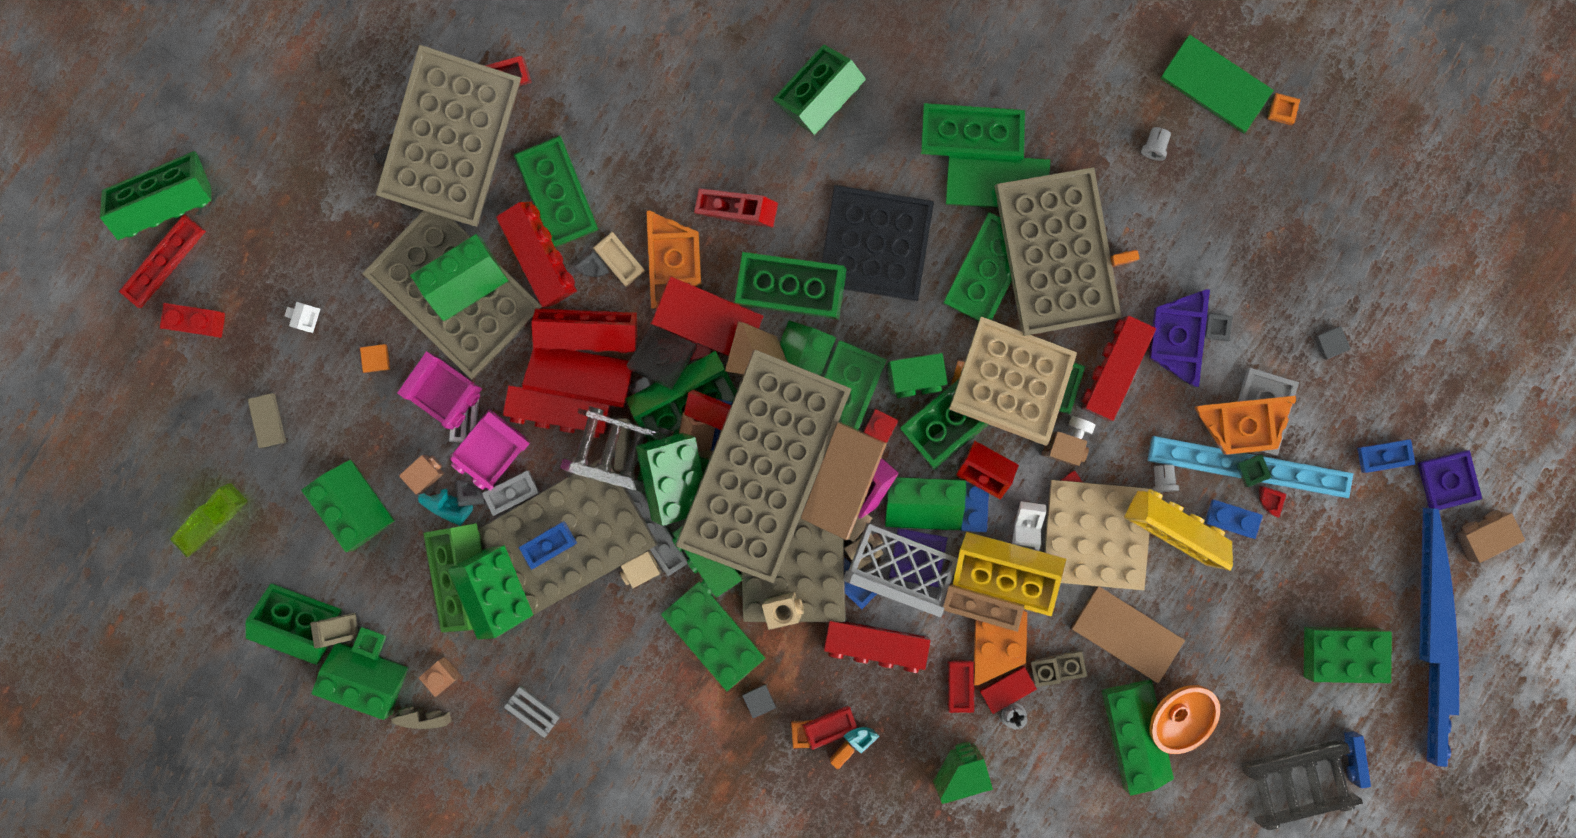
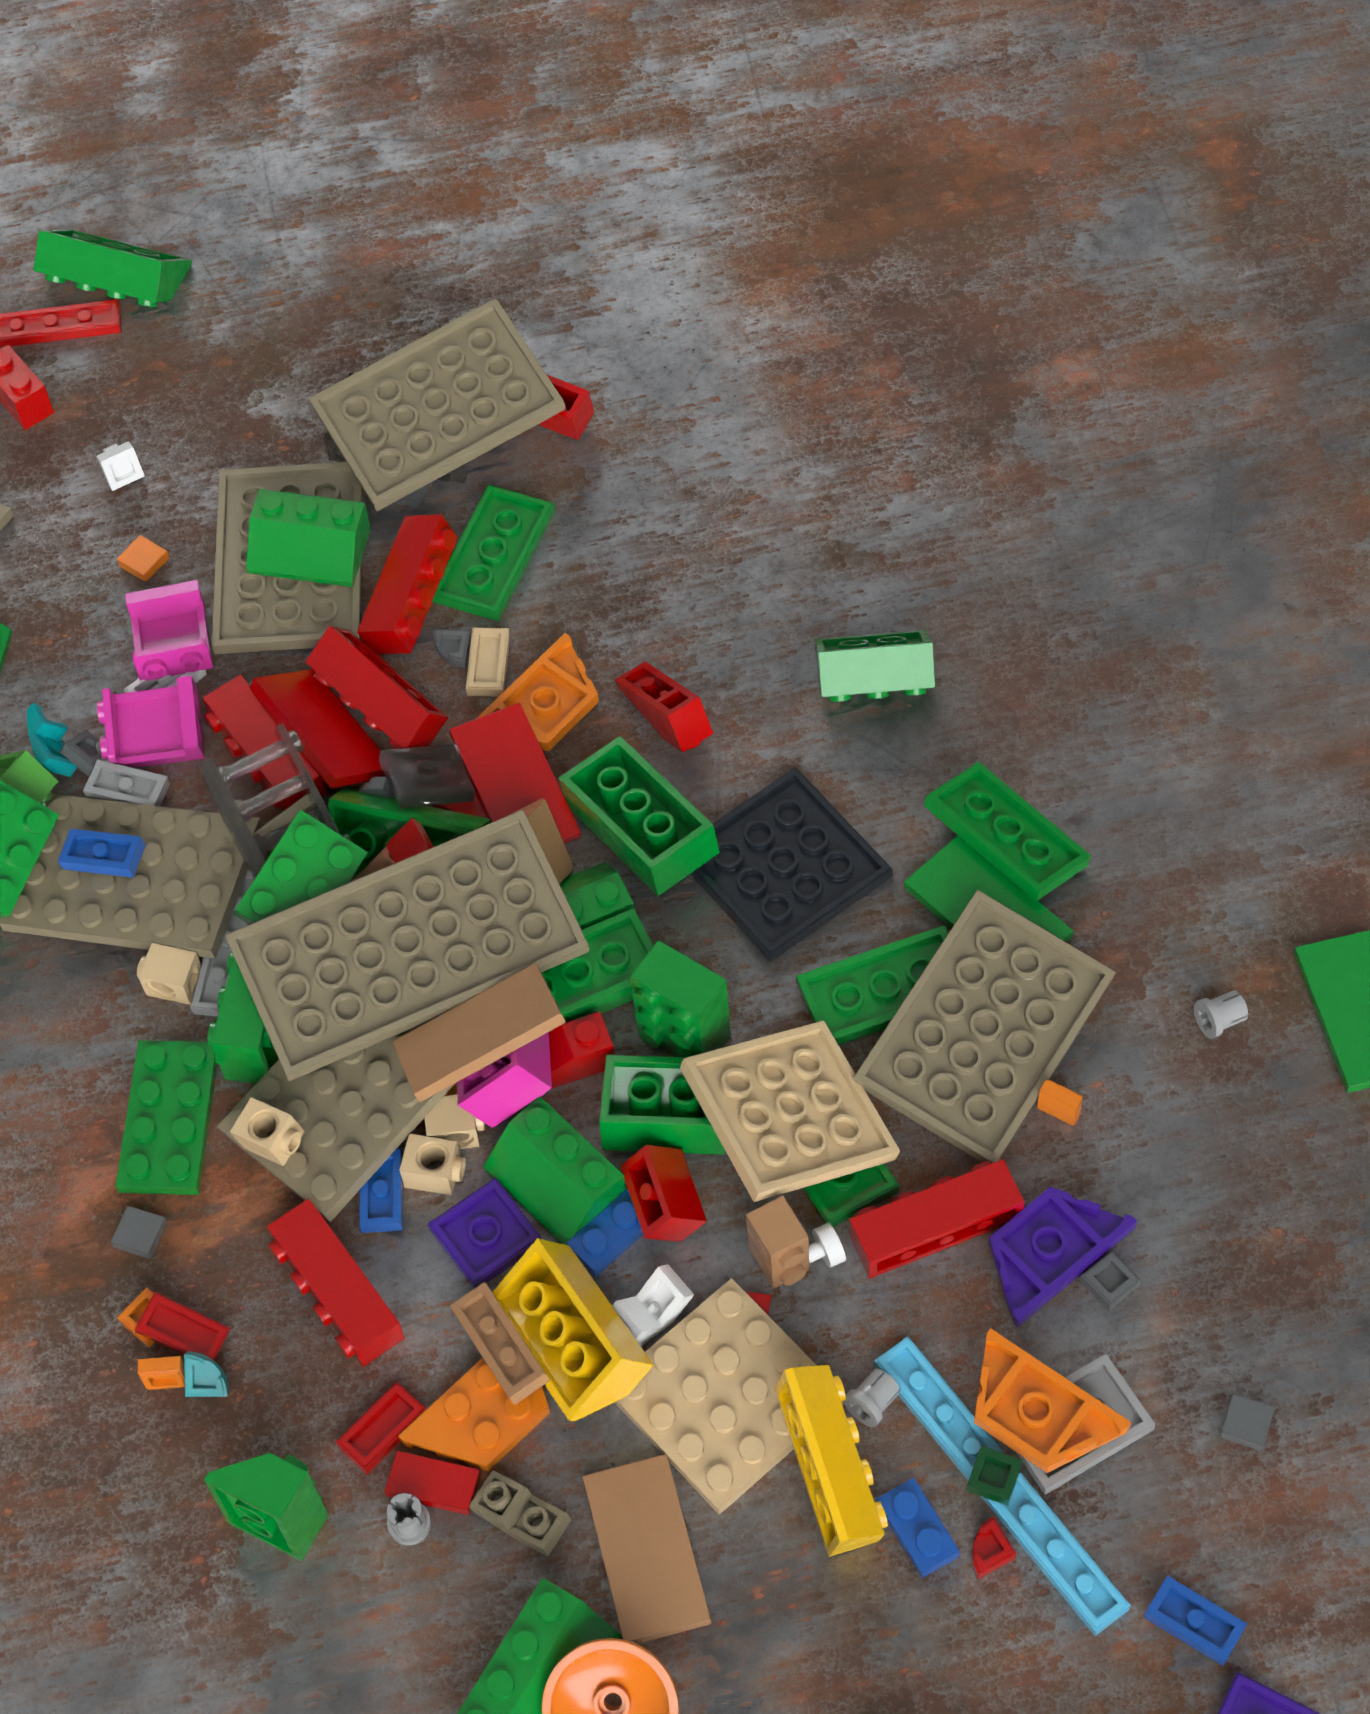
camera: 45 degrees right, 30 degrees down
(422, 473) = (62, 694): nougat brick -> none
(888, 587) = (412, 1221): light grey fence -> none

